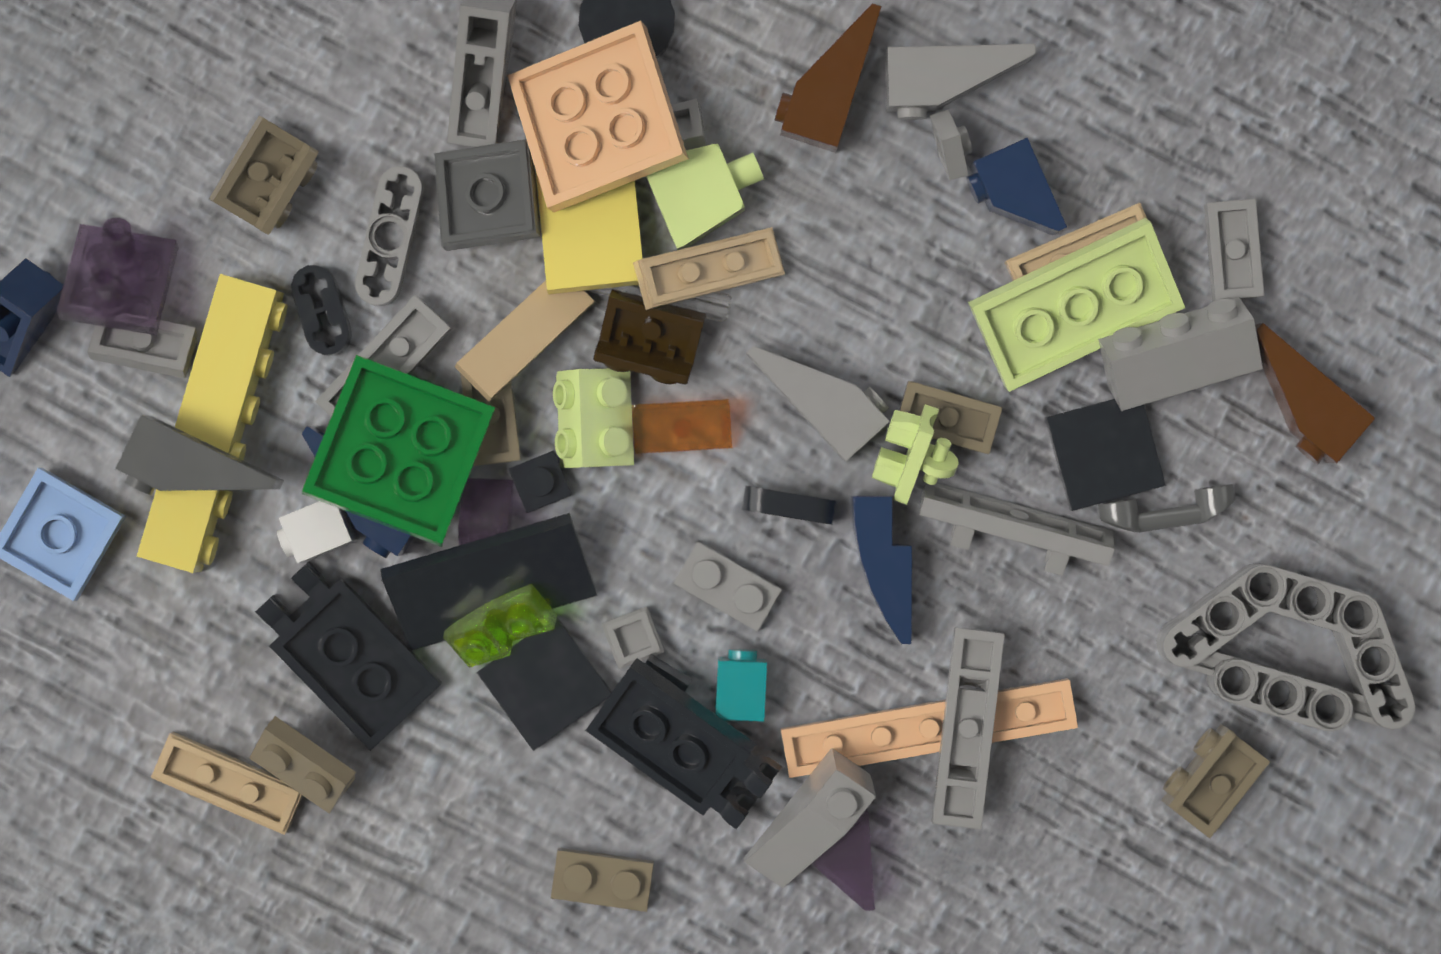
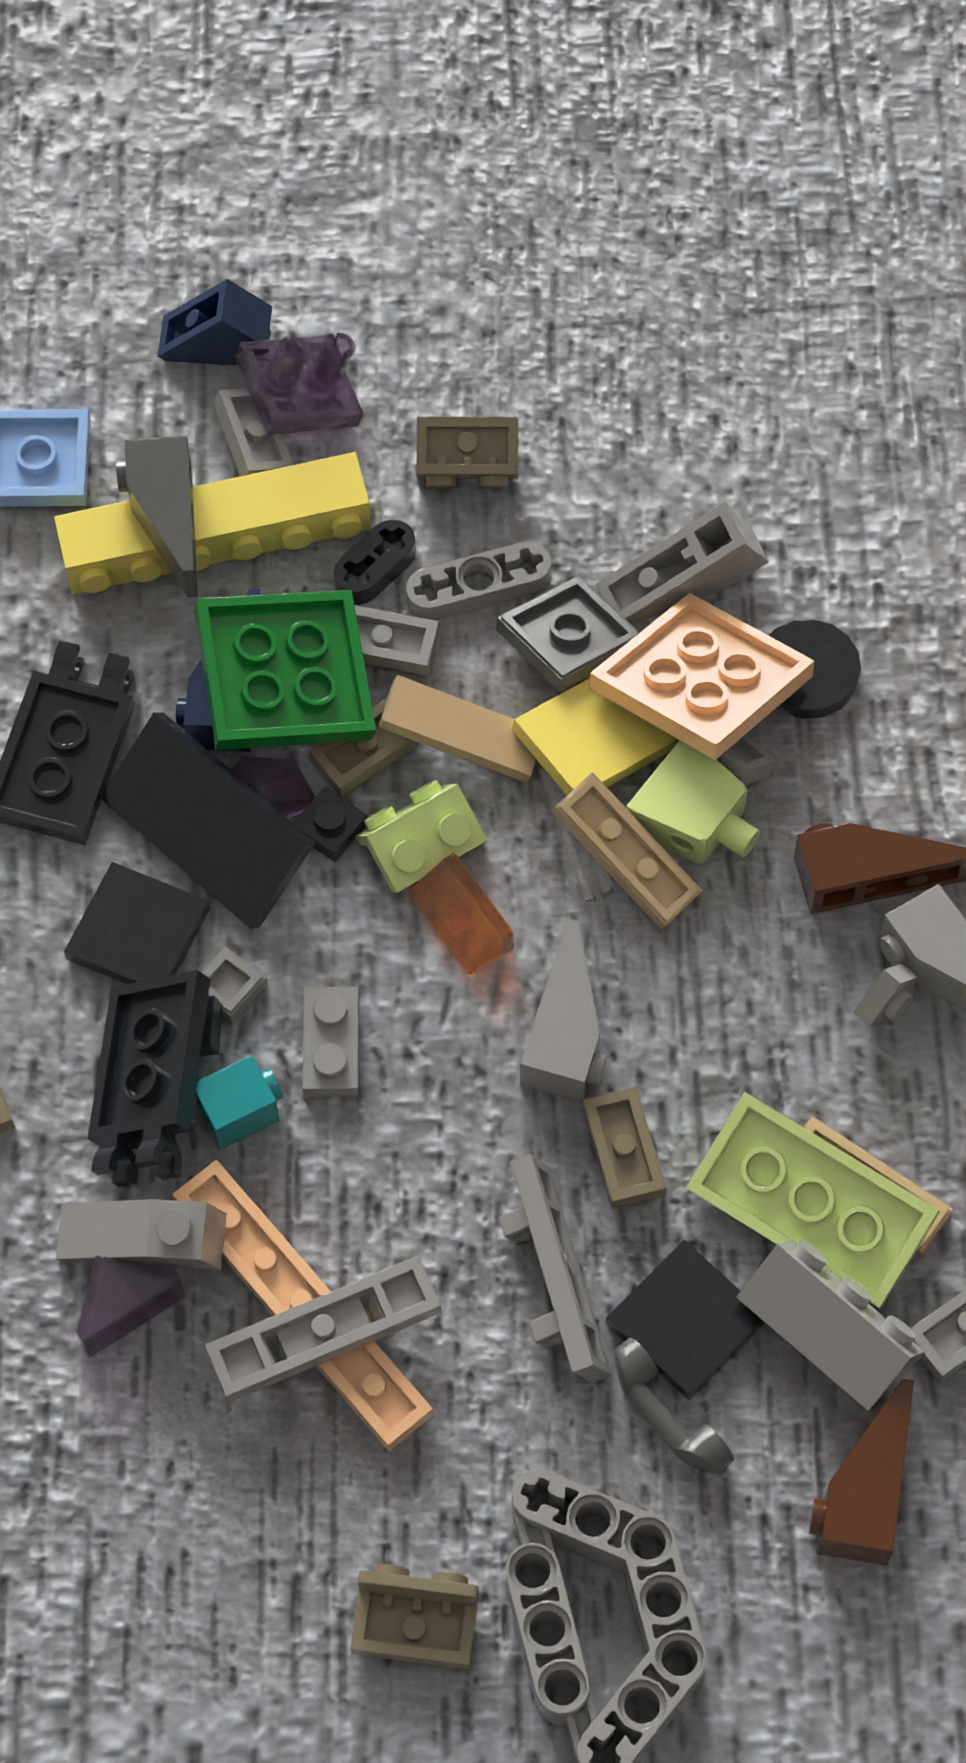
camera: 60 degrees right, 25 degrees down
(315, 531) = (164, 654): white brick -> none
(492, 628) = (169, 853): clear neon green slope -> none
(649, 341) = (526, 838): dark brown bracket -> none
(788, 505) = (445, 1048): black beam -> none
(883, 563) = (442, 1166): dark blue slope -> none
(915, 434) = (571, 1131): yellowish green hips -> none
(1016, 188) = (887, 1080): dark blue slope -> none

